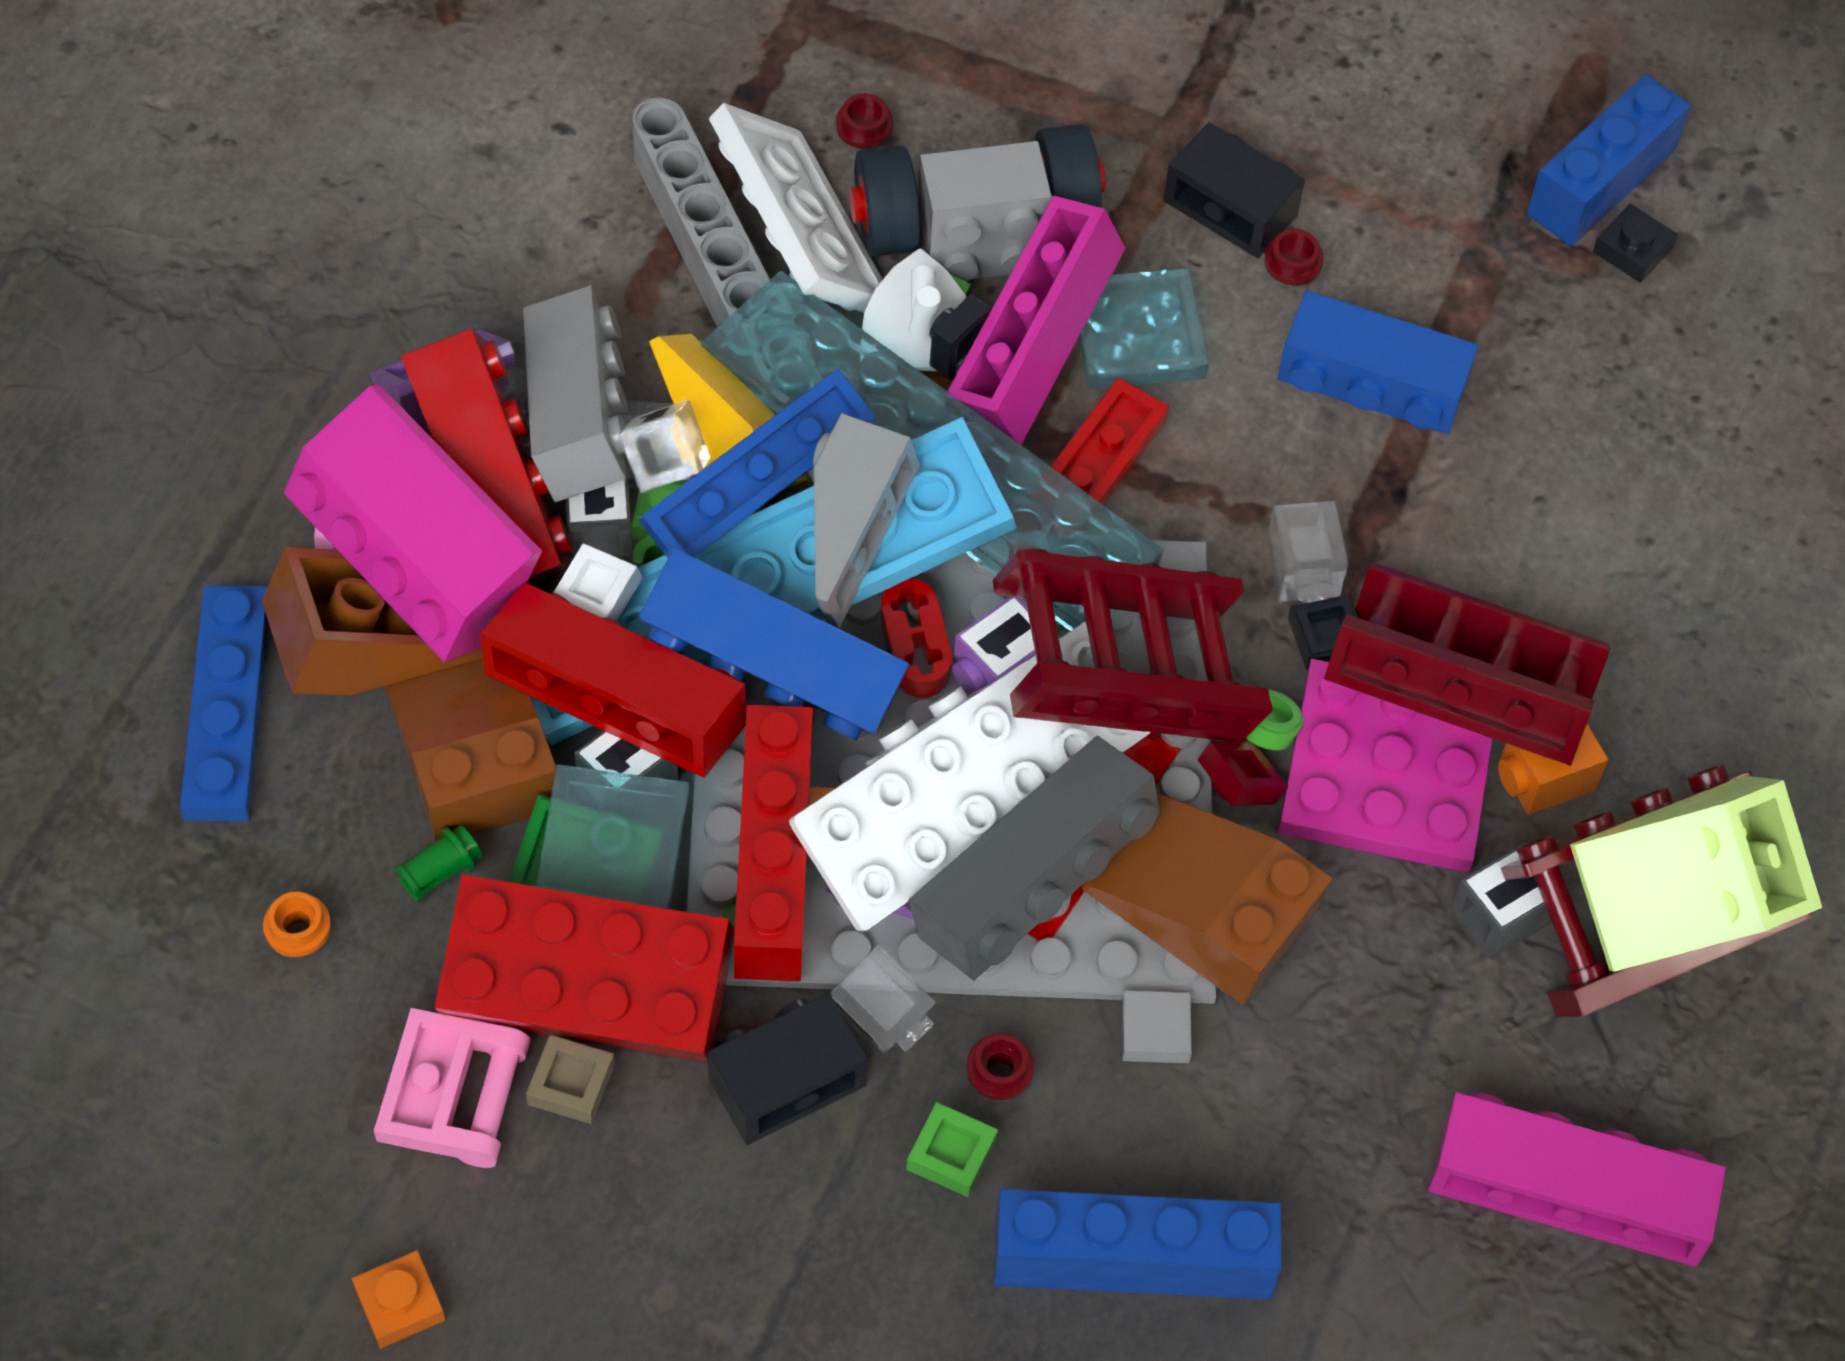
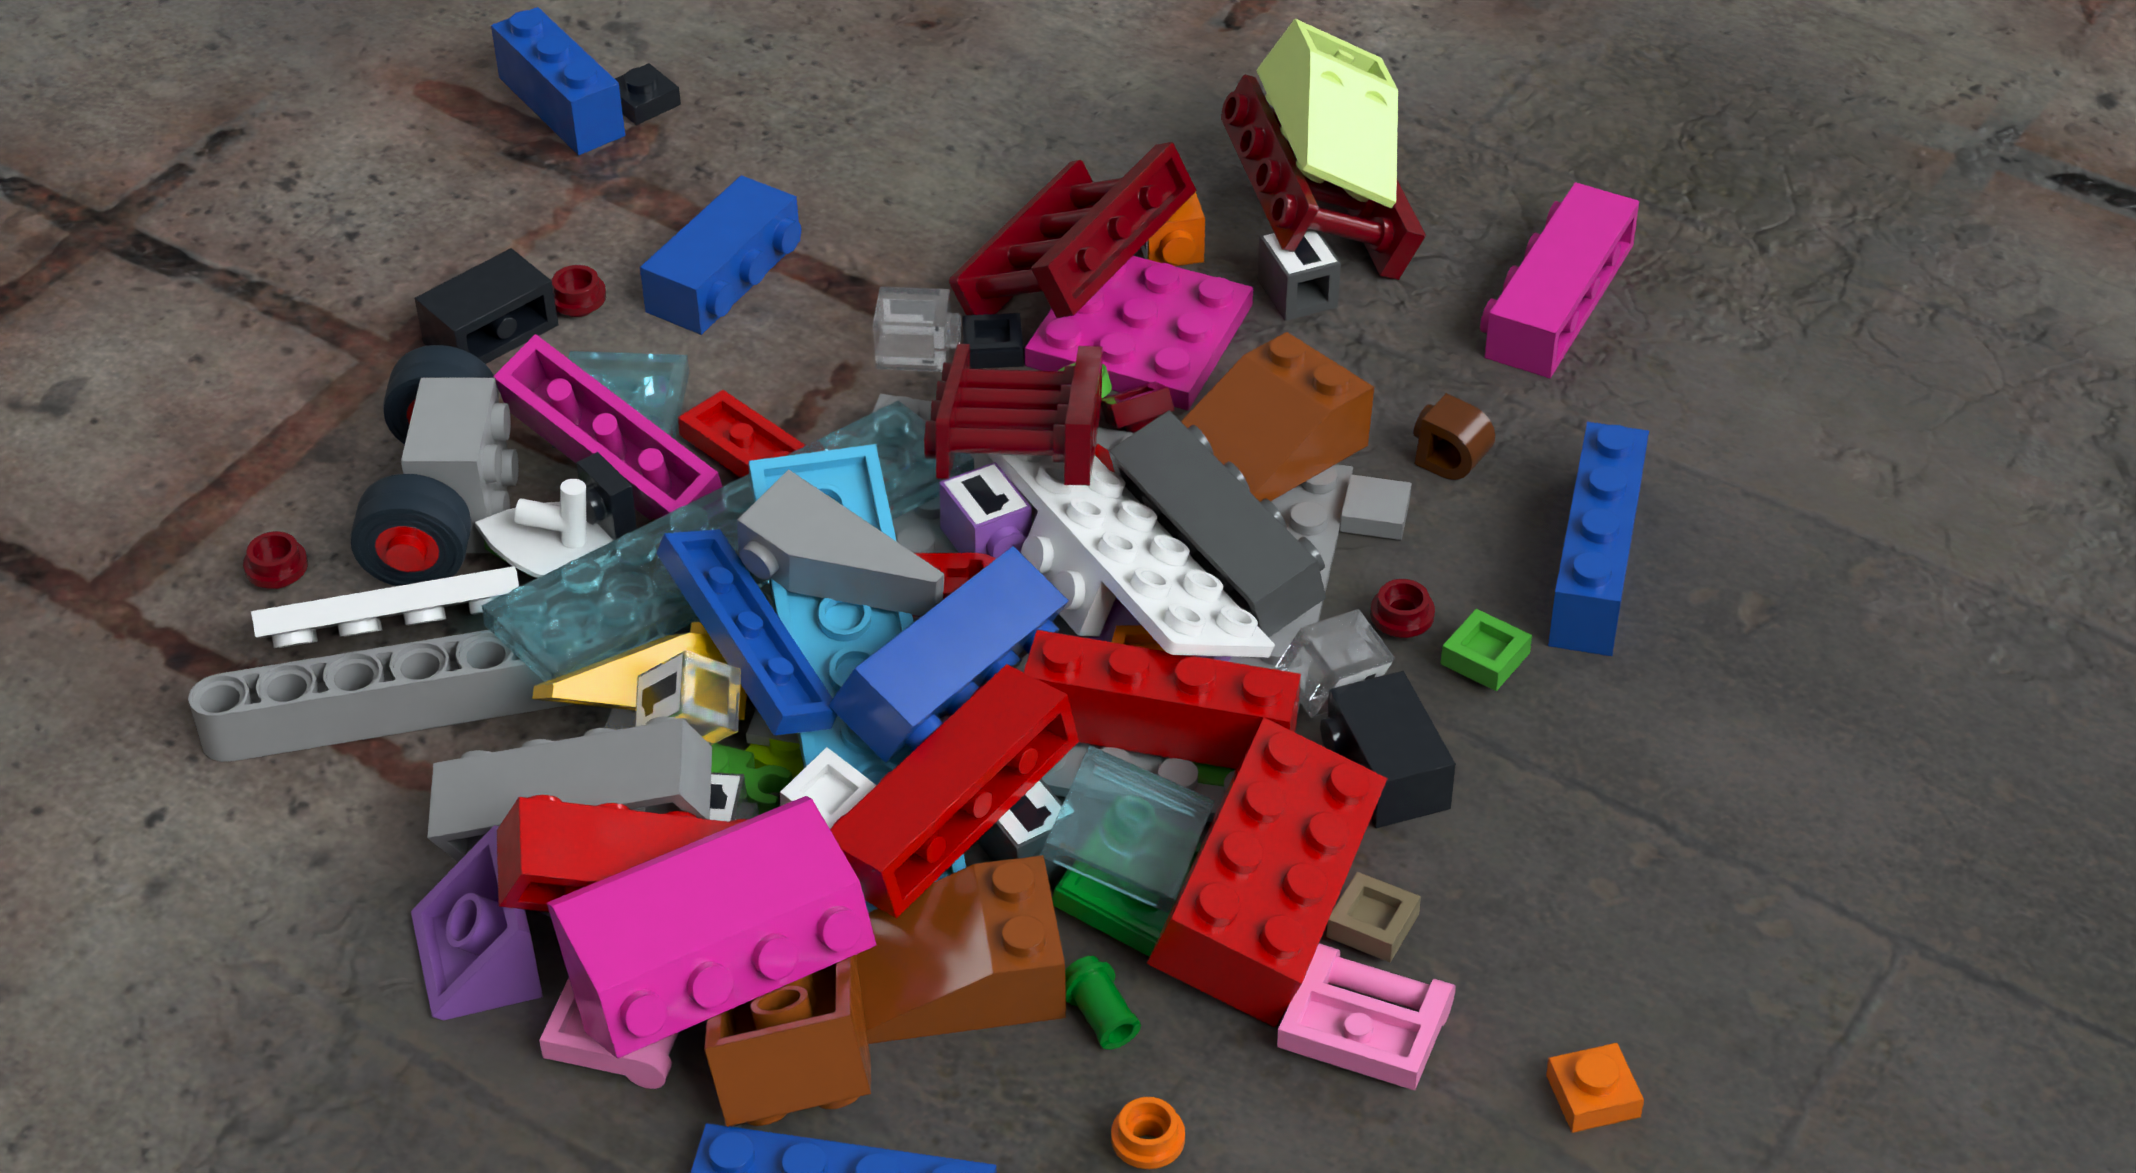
camera: 75 degrees left, 15 degrees down
(1270, 1085) = (1452, 437): none -> reddish brown plate

